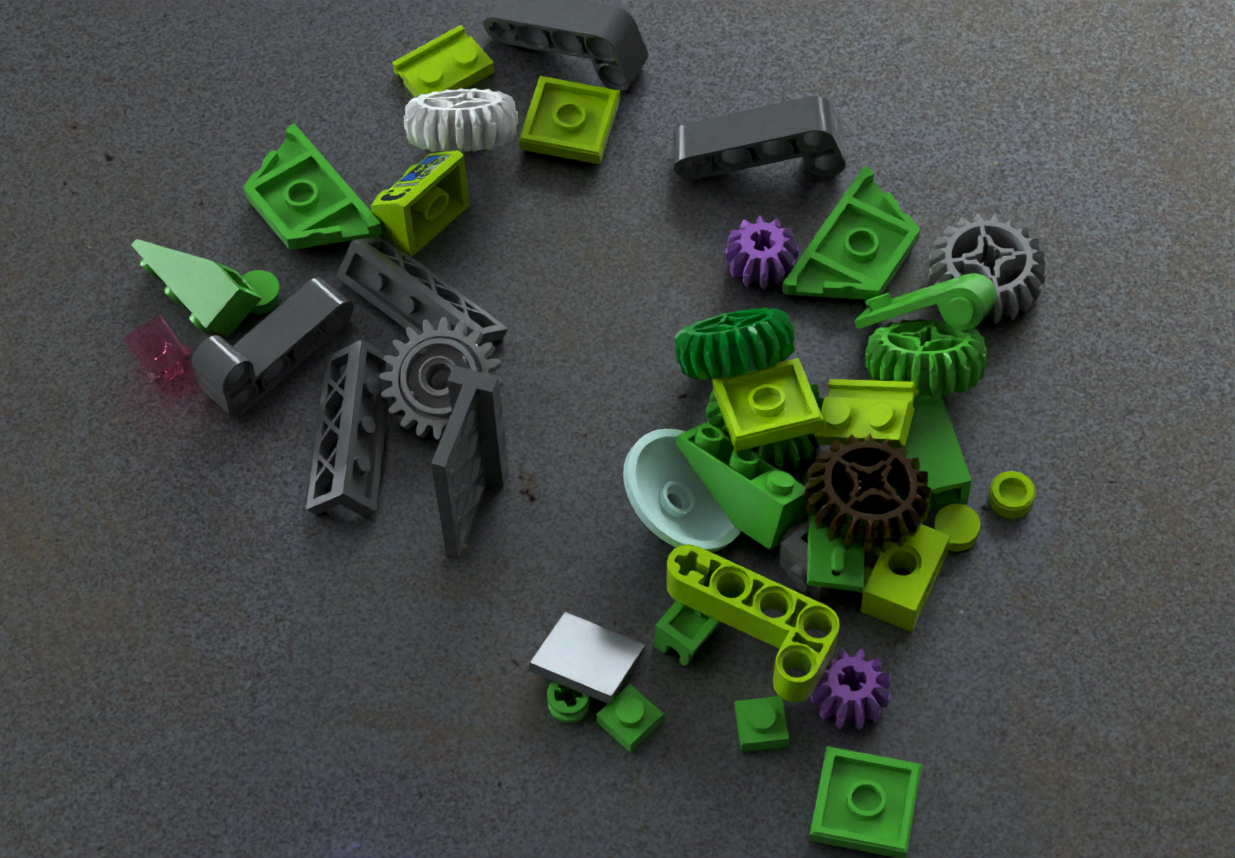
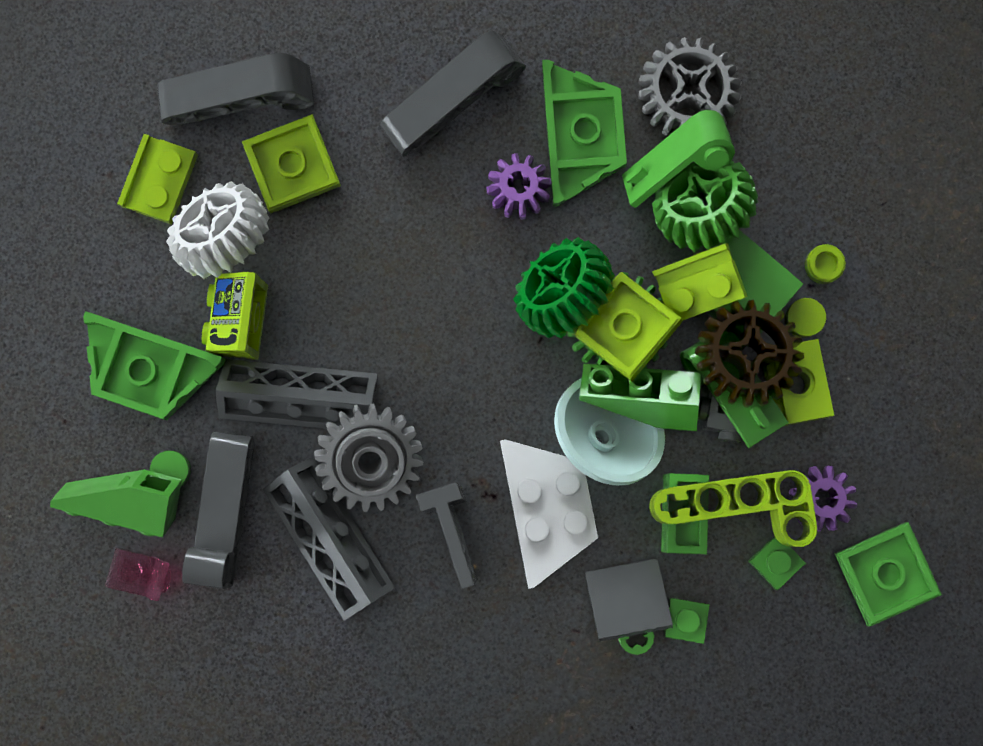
camera: 30 degrees left, 25 degrees up
(575, 536) = (549, 508): none -> white wing

